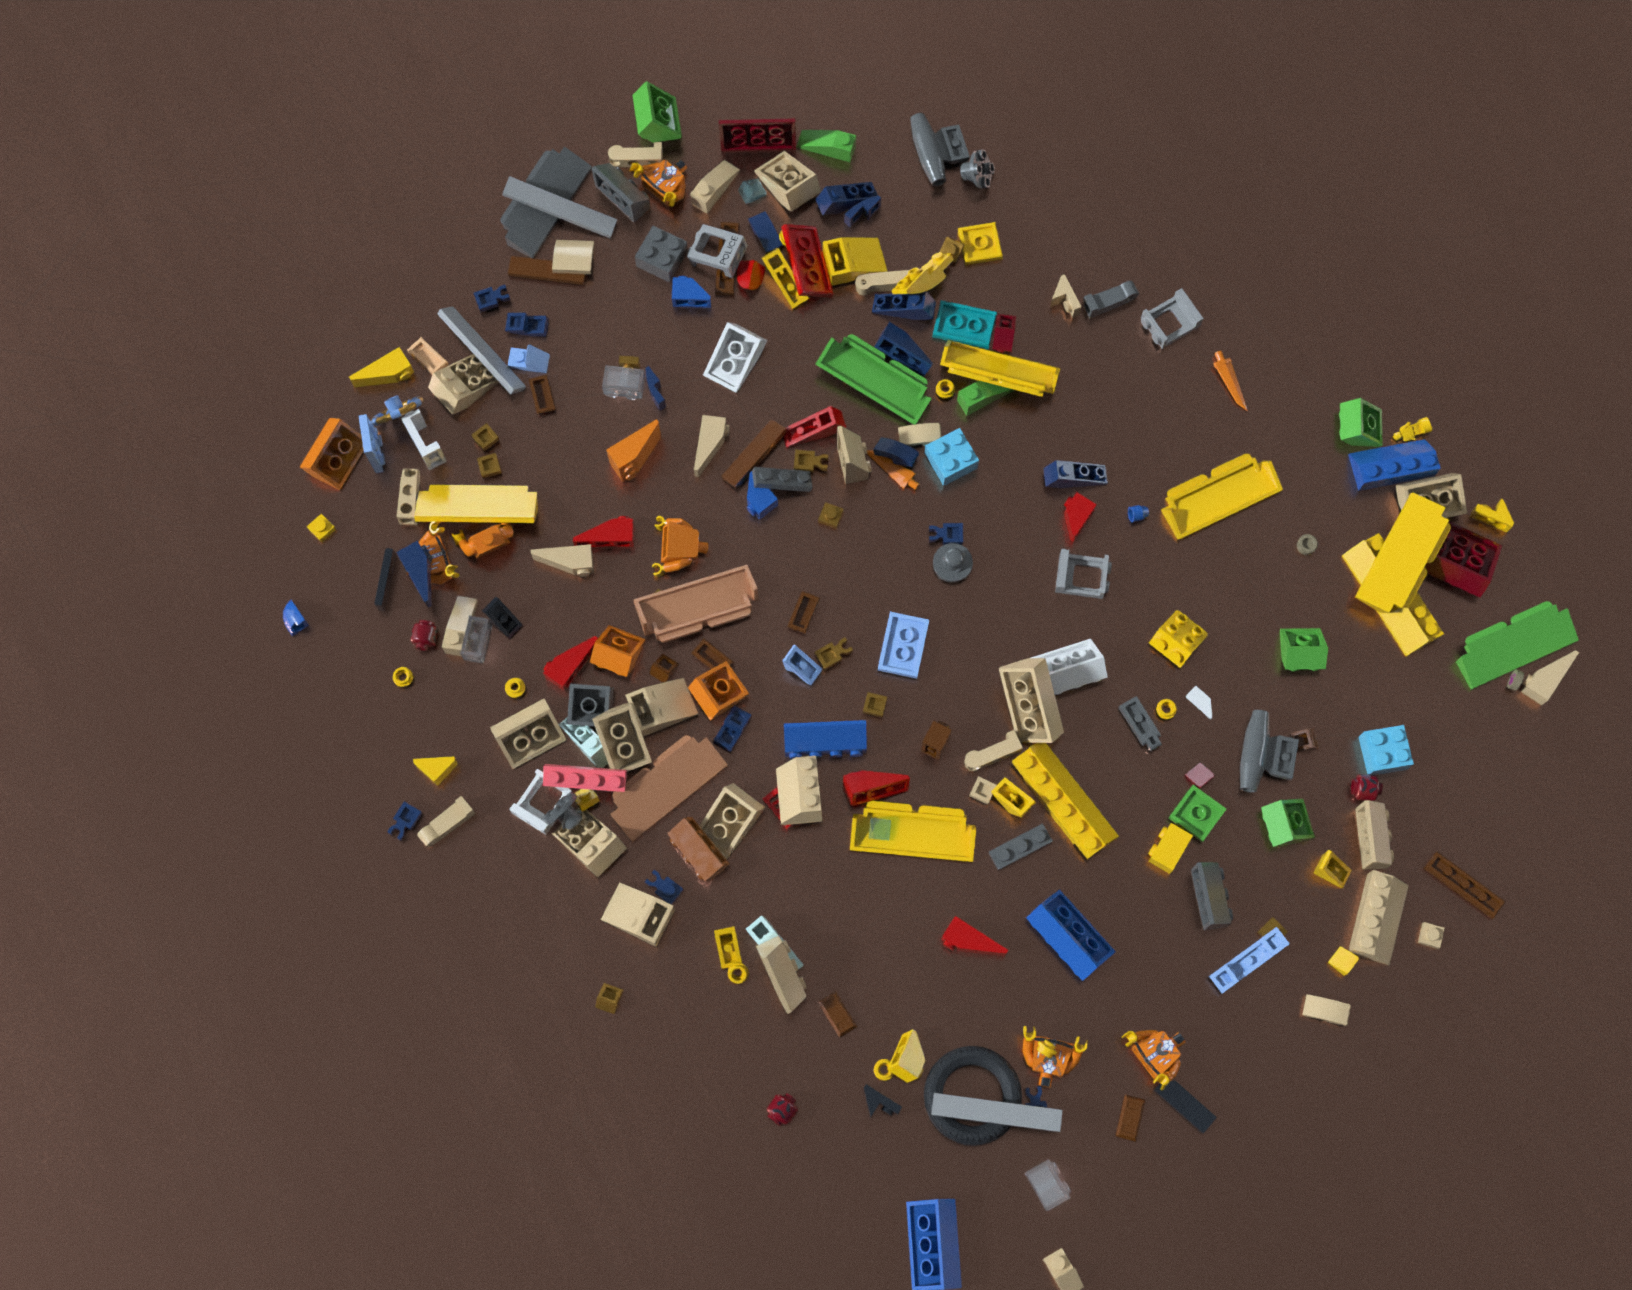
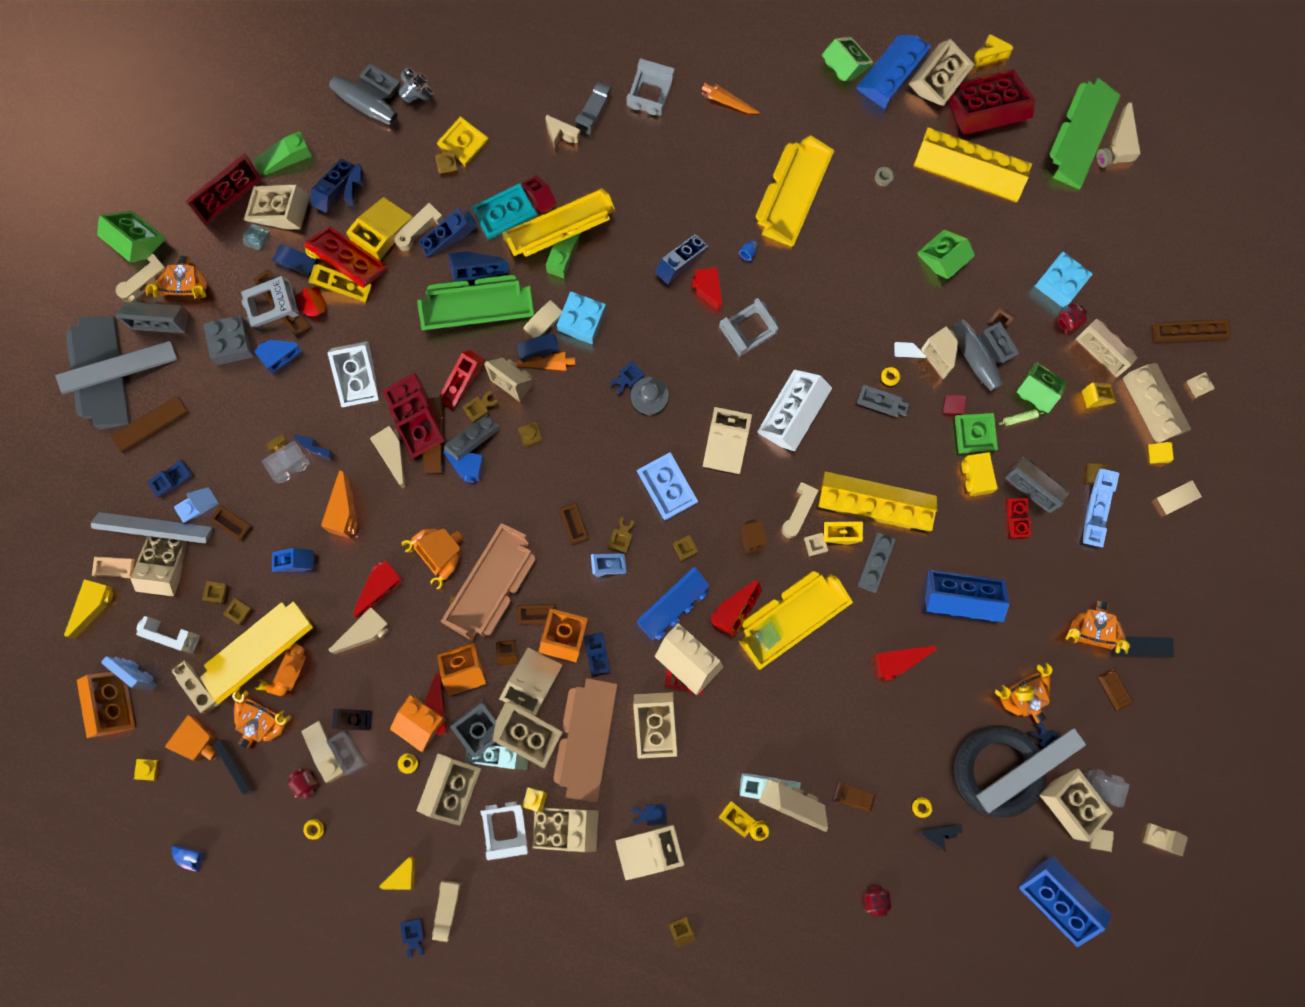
camera: 45 degrees left, 5 degrees up
(373, 534) = (193, 740): none -> orange torso
(396, 408) = (125, 630): piece -> none
(419, 568) = (254, 738): dark blue slope -> none
(488, 298) = (121, 483): dark blue plate -> none
(548, 660) = (417, 723): none -> orange slope
(564, 461) = (292, 560): none -> blue slope
(564, 812) = (530, 826): dark grey plate -> none
(573, 256) = (160, 397): tan slope -> none
(584, 777) = (523, 788): coral plate -> none
(697, 849) = (651, 766): dark orange brick -> none
(713, 186) = (222, 256): tan slope -> none
(752, 425) = (413, 415): none -> dark red slope
(908, 1058) = (932, 784): yellow slope -> none
(925, 278) = (447, 197): yellow slope -> none
(948, 384) = (532, 265): yellow plate -> none
(983, 648) = (727, 440): none -> tan slope
(1009, 1224) = (1102, 840): none -> tan tile
(1011, 1174) = (1076, 805): none -> tan slope
(1031, 701) = (797, 450): tan slope -> none
(1173, 911) = (1018, 517): none -> red slope
(1178, 638) = (856, 318): yellow bracket -> none
(1226, 719) = (941, 351): none -> tan slope
(1247, 832) = (1020, 417): none -> yellowish green piece
(1402, 558) = (962, 128): yellow slope -> none
(1409, 431) = (884, 37): yellow piece -> none

